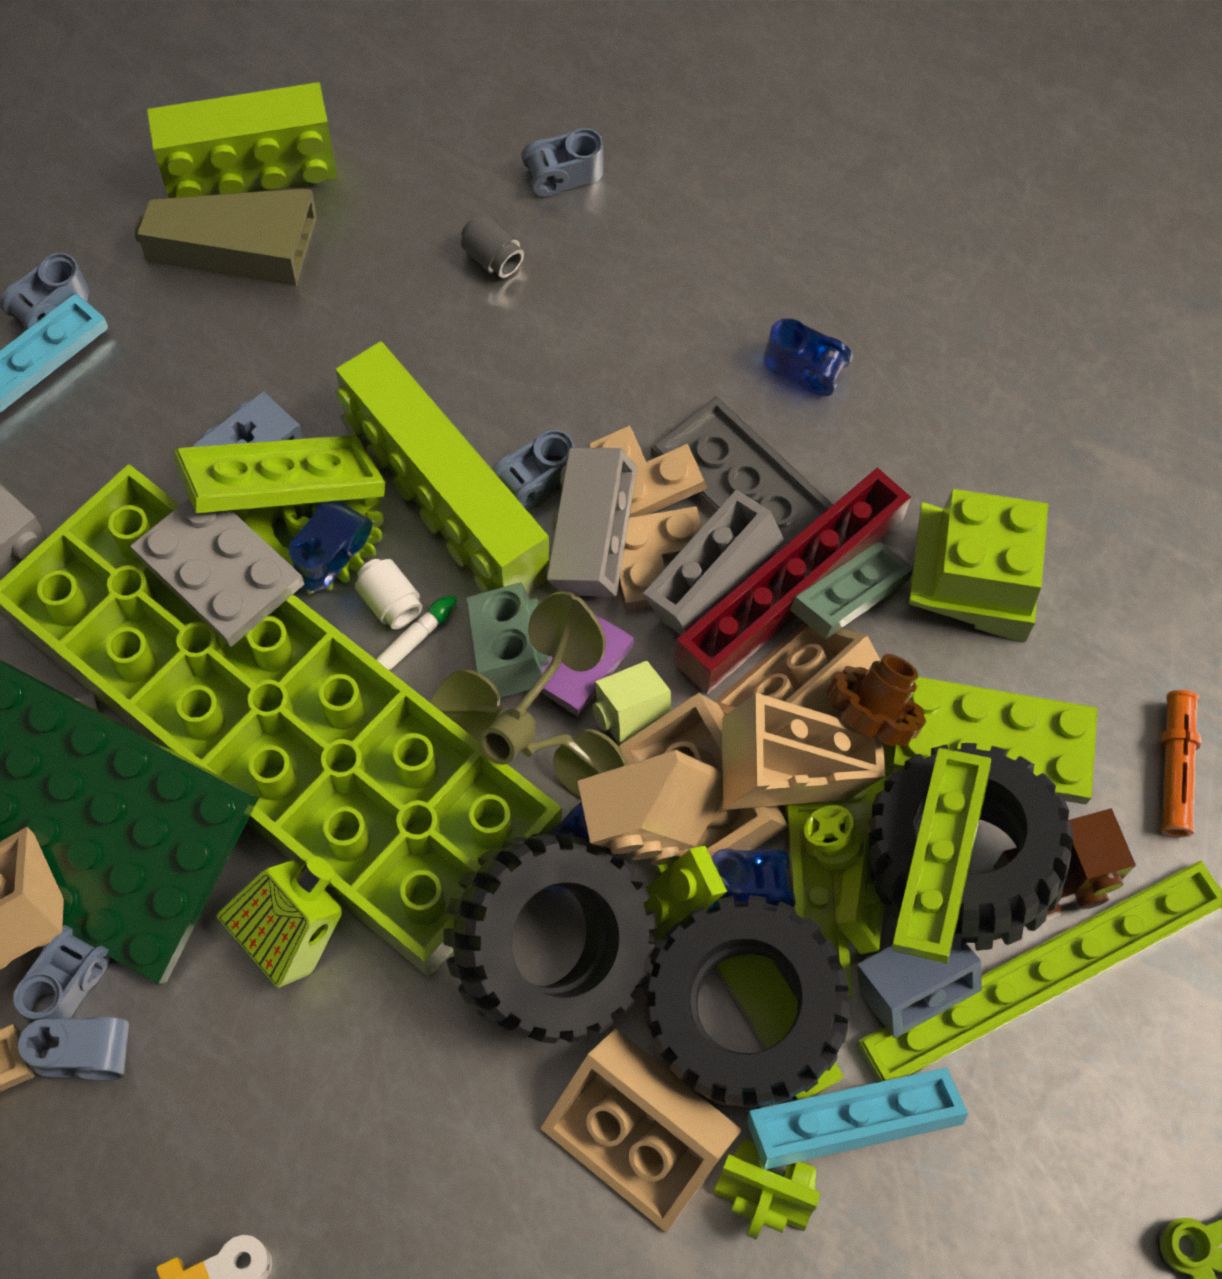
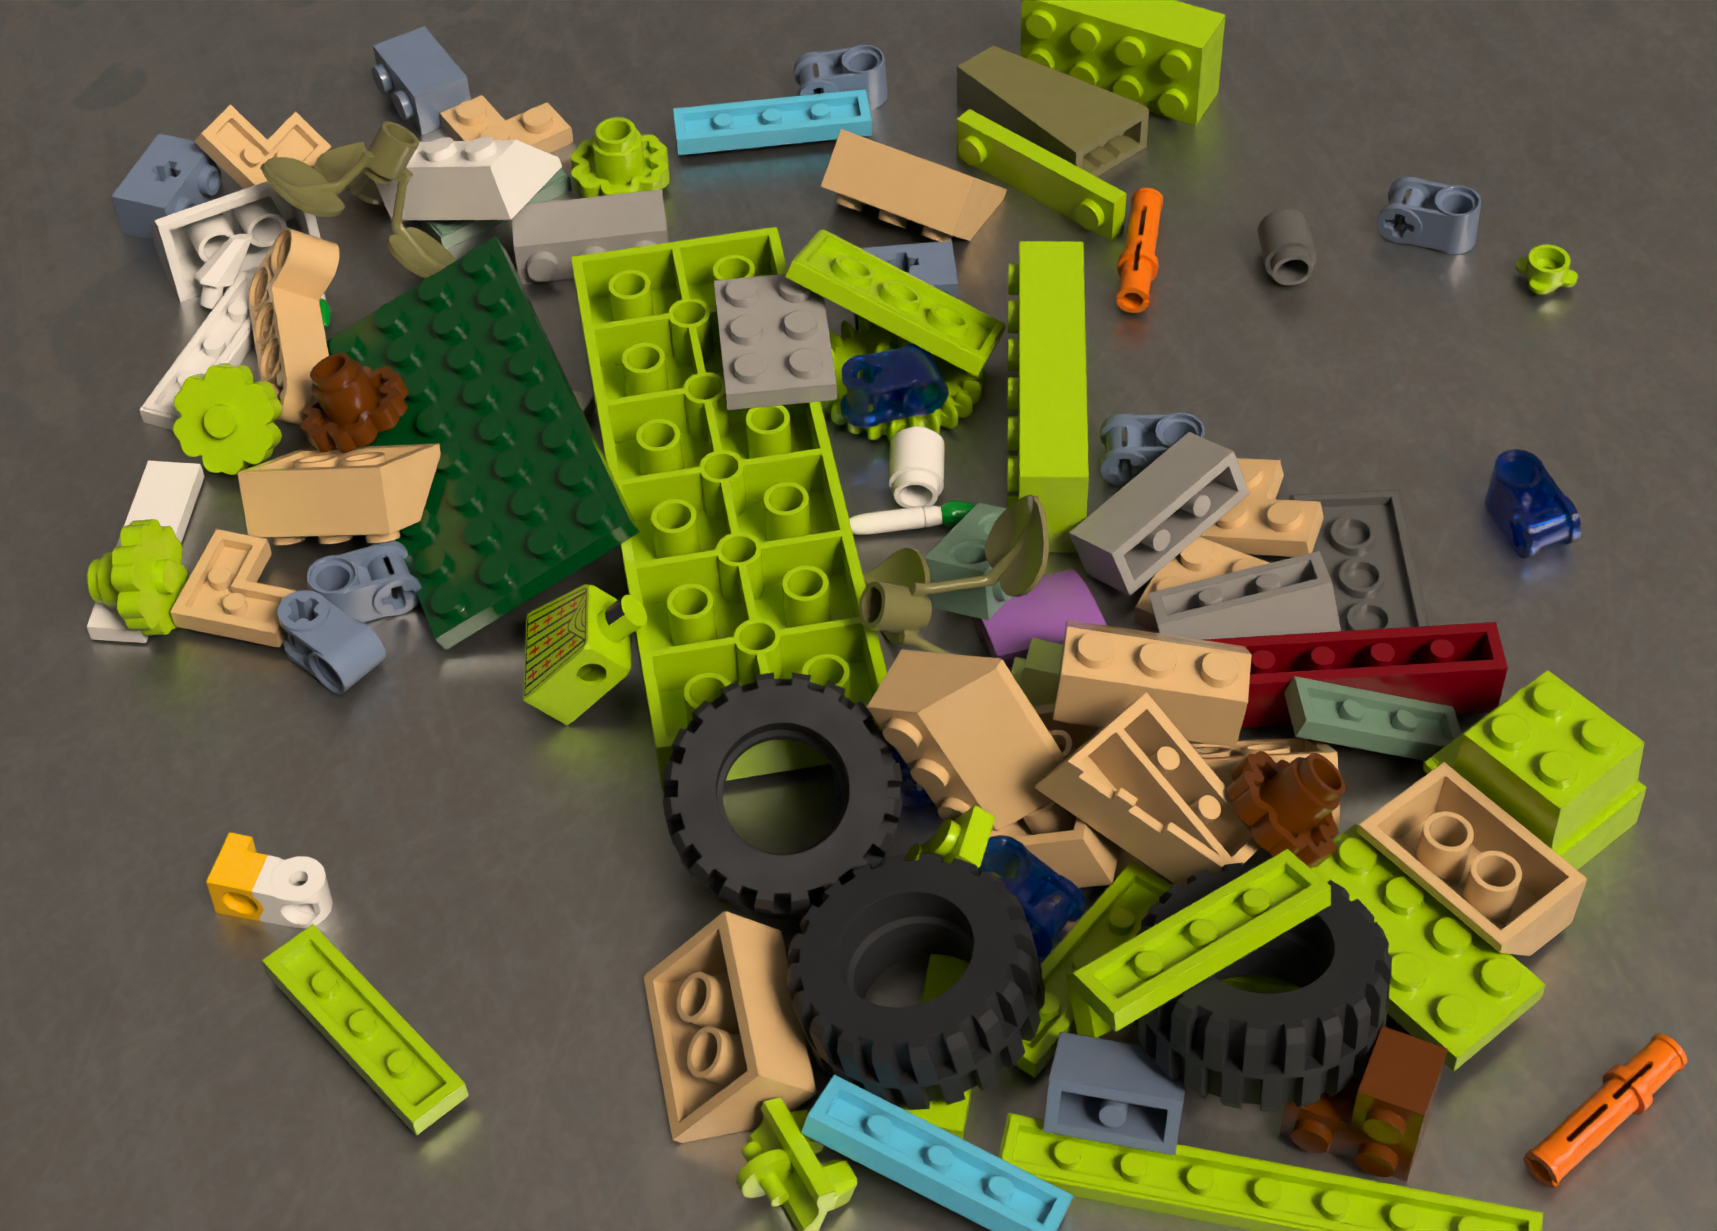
camera: 45 degrees right, 15 degrees down
(182, 359) = (909, 188): none -> tan slope
(268, 289) = (1041, 175): none -> lime plate
(399, 322) = (1134, 284): none -> orange pin
(669, 160) = (1547, 269): none -> lime plate
(720, 664) = (1191, 680): none -> tan slope
(835, 824) = (1131, 896): lime wheel -> none
(995, 651) = (1477, 861): none -> tan slope

